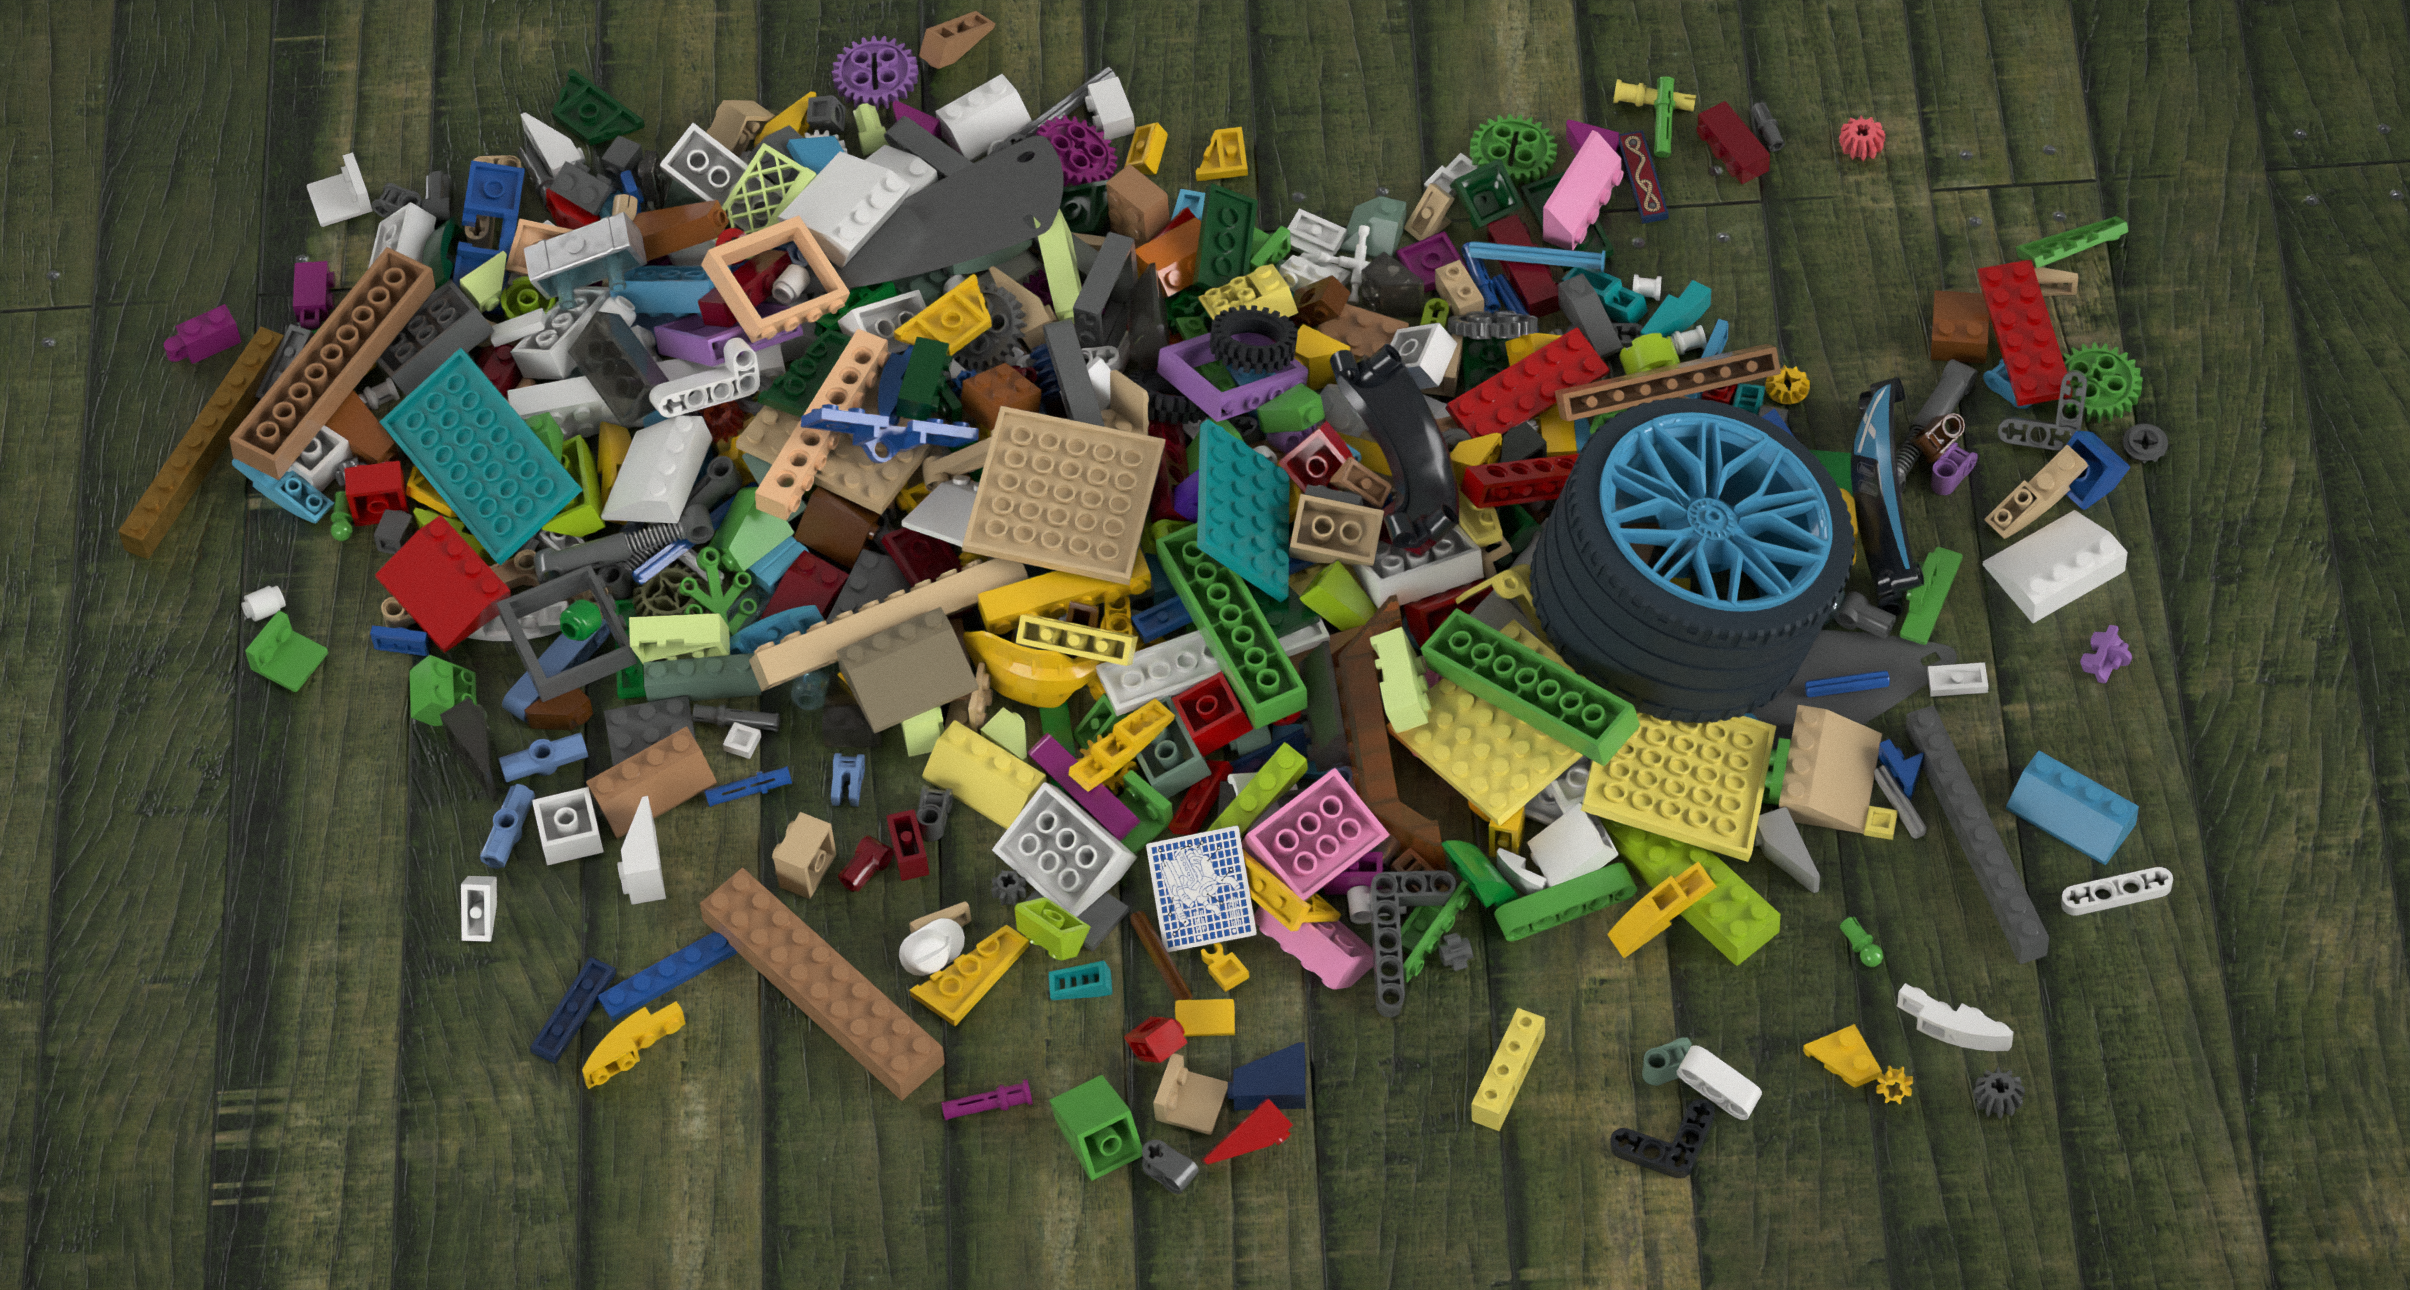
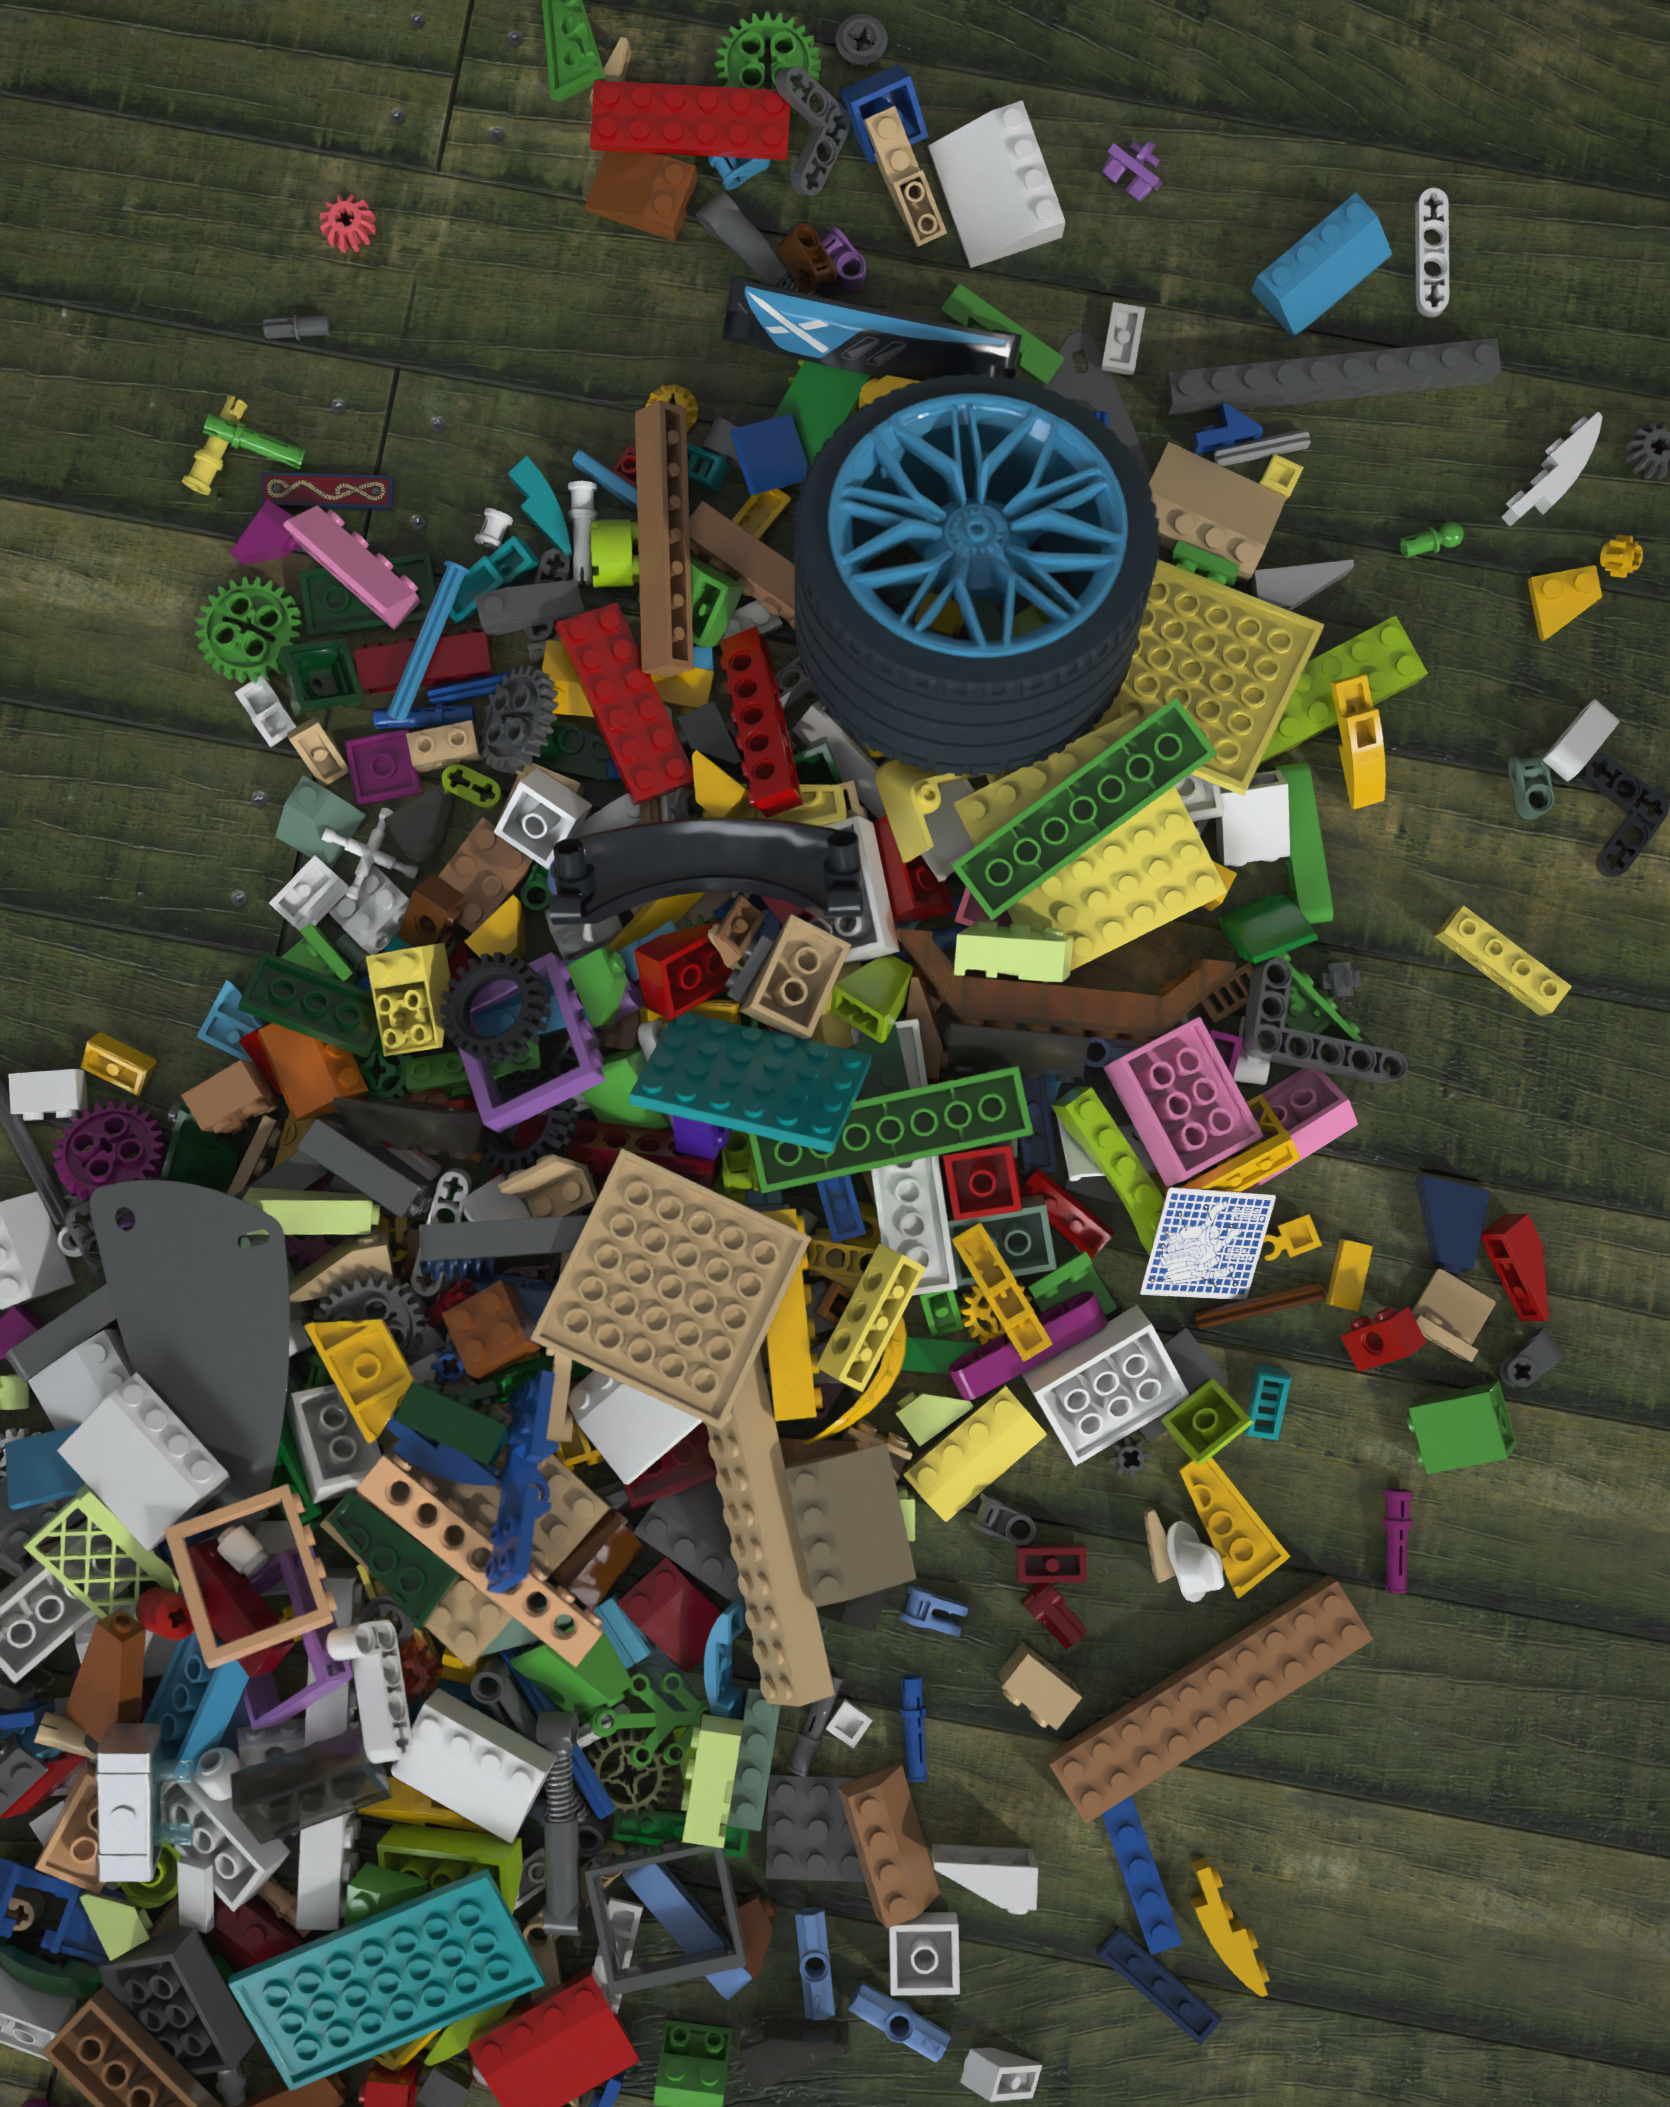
camera: 80 degrees left, 30 degrees up
(580, 620) = (672, 1902): green head -> none
(1224, 156) = (158, 972): yellow wing -> none
(1514, 870) = (1250, 886): white slope -> none
(1733, 142) = (311, 372): dark red brick -> none

